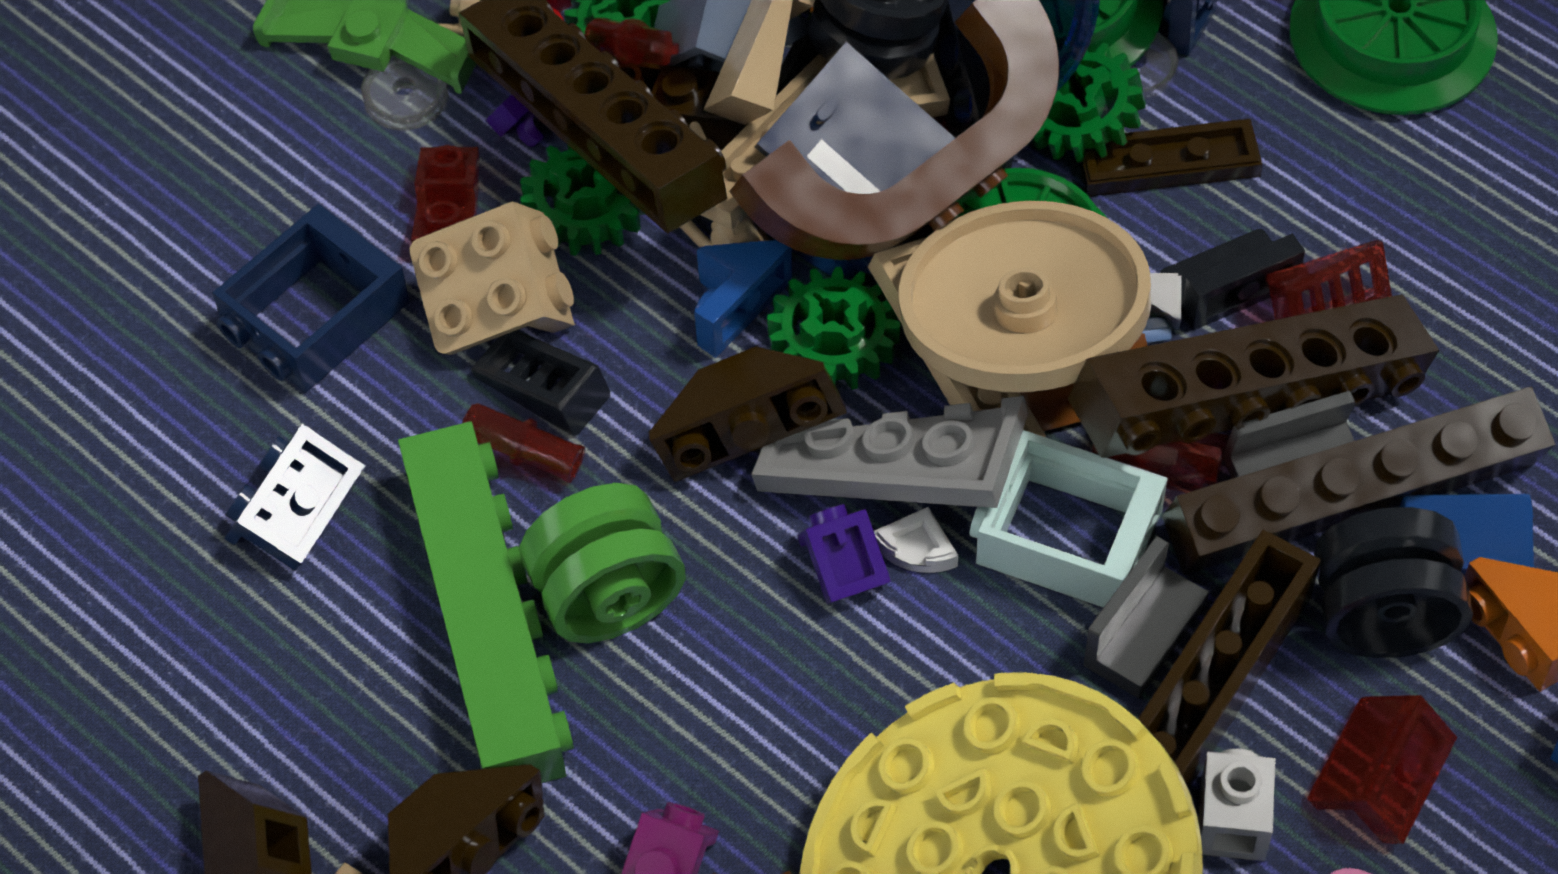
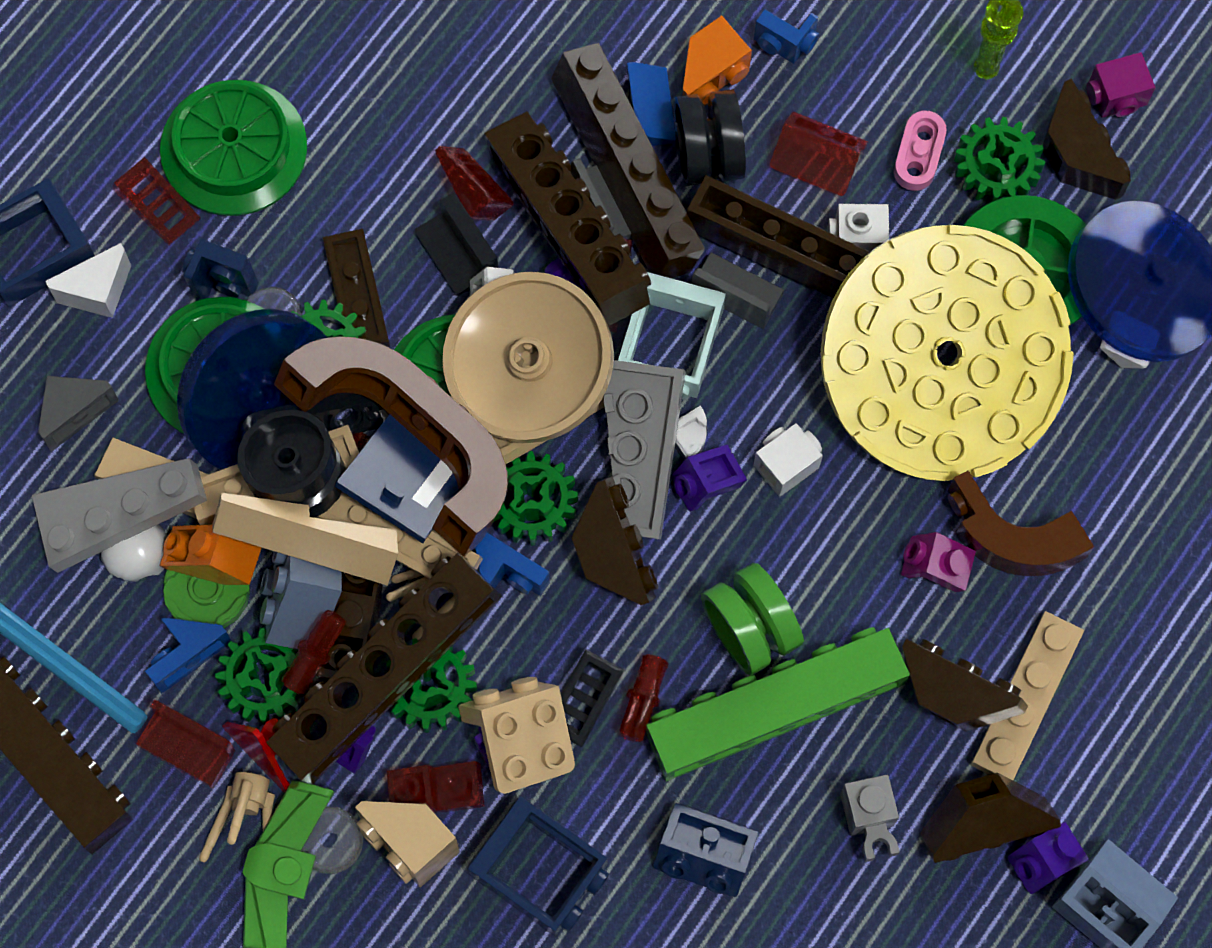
camera: 100 degrees left, 15 degrees up
(298, 705) = (871, 810): none -> light grey brick
(371, 143) = (411, 834): none -> tan slope
(857, 658) = (788, 458): none -> white brick

